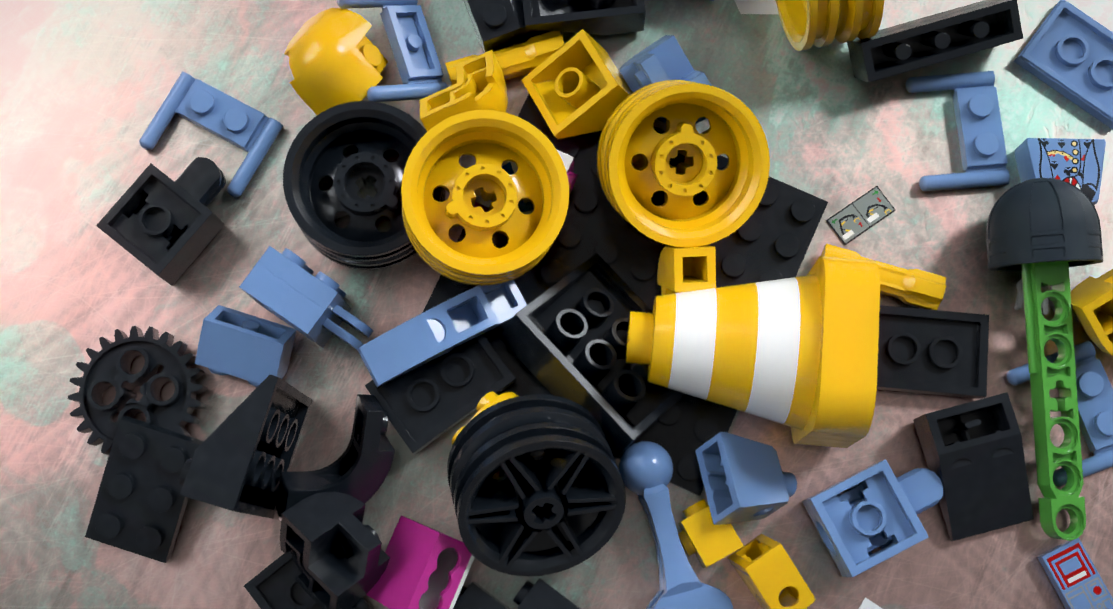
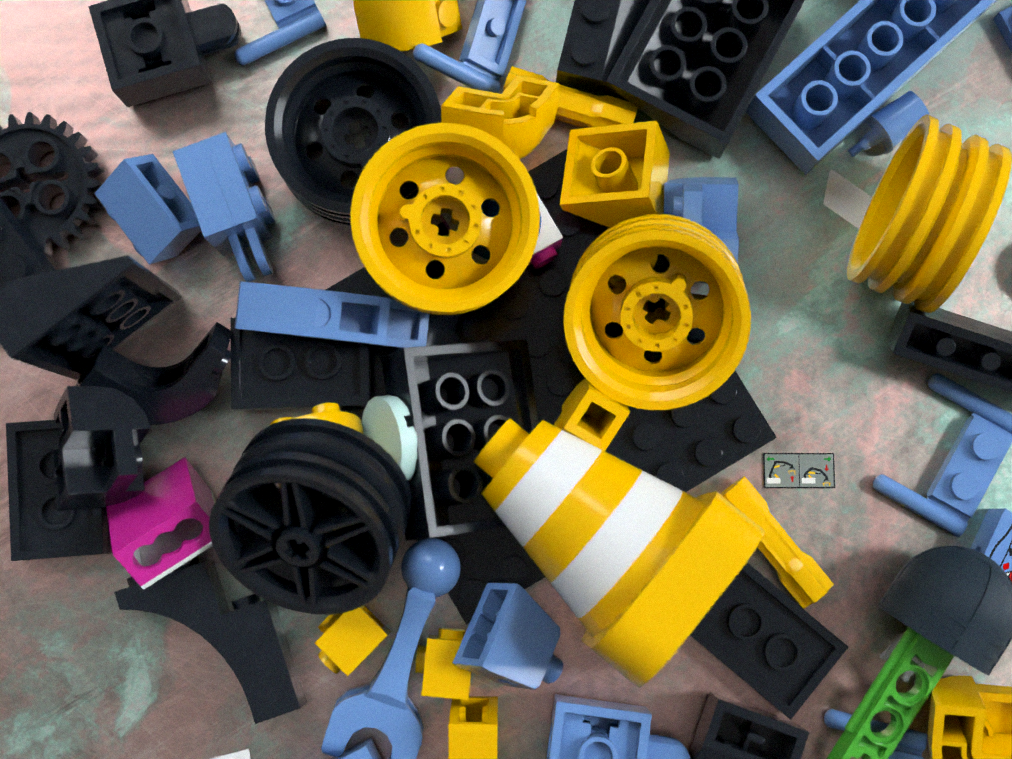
camera: 30 degrees right, 5 degrees up
(539, 376) = (386, 425): none -> light aqua tile
(621, 565) = (349, 638): none -> yellow brick

